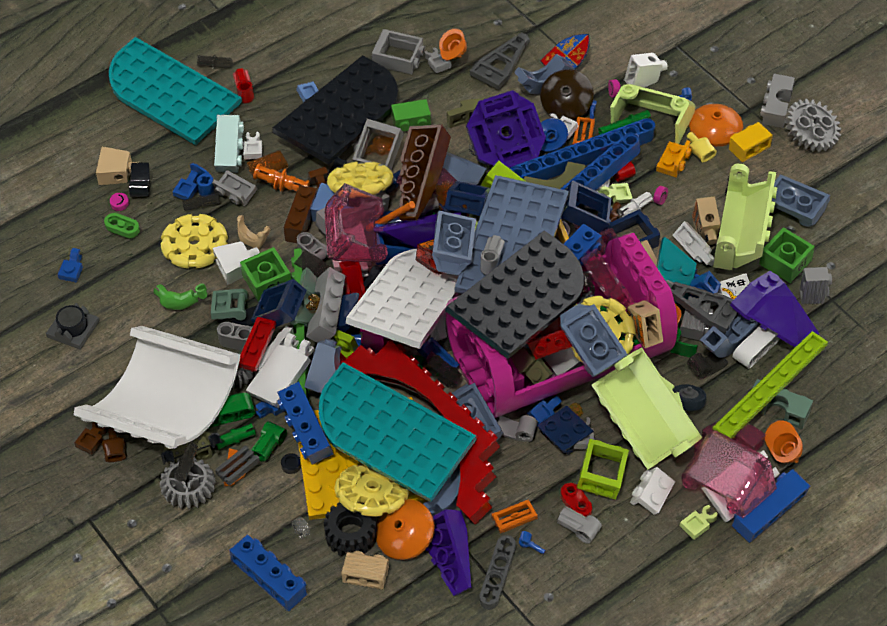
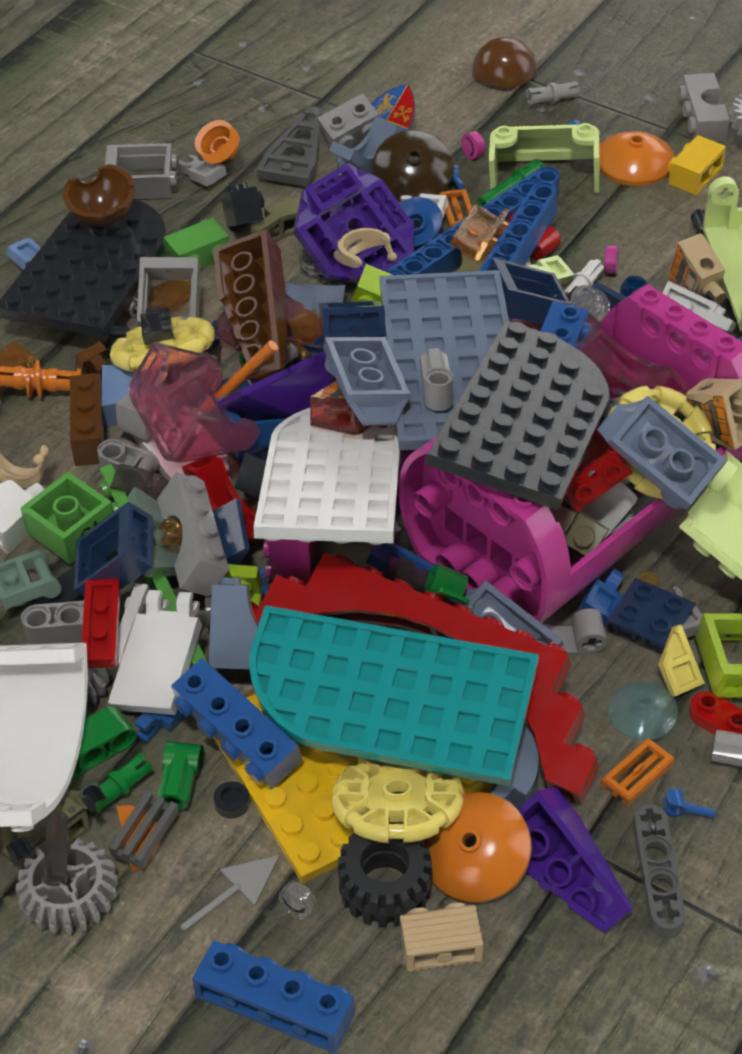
camera: 20 degrees left, 5 degrees down
(281, 508) = (247, 878): none -> light grey piece
(360, 70) = (103, 198): none -> reddish brown cylinder
(360, 166) = (156, 324): none -> black hinge
(447, 95) = (242, 204): none -> black brick
(453, 378) = (447, 584): none -> green panel
(502, 142) = (359, 240): none -> tan helmet
(535, 490) = (642, 720): none -> clear light blue dish
(539, 52) = (348, 122): none -> light grey brick
(565, 463) = (679, 664): none -> light yellow tile
(580, 155) = (479, 231): none -> clear orange bracket
(622, 224) = (591, 300): none -> clear piece
(644, 69) = (504, 107): white torso -> none
(664, 31) = (504, 63): none -> reddish brown cylinder
(665, 219) = (631, 284): none -> clear blue plate
(674, 158) = (603, 211): light orange bracket -> none
(685, 62) = (552, 93): none -> light grey pin
(701, 147) = (633, 188): light yellow piece -> none

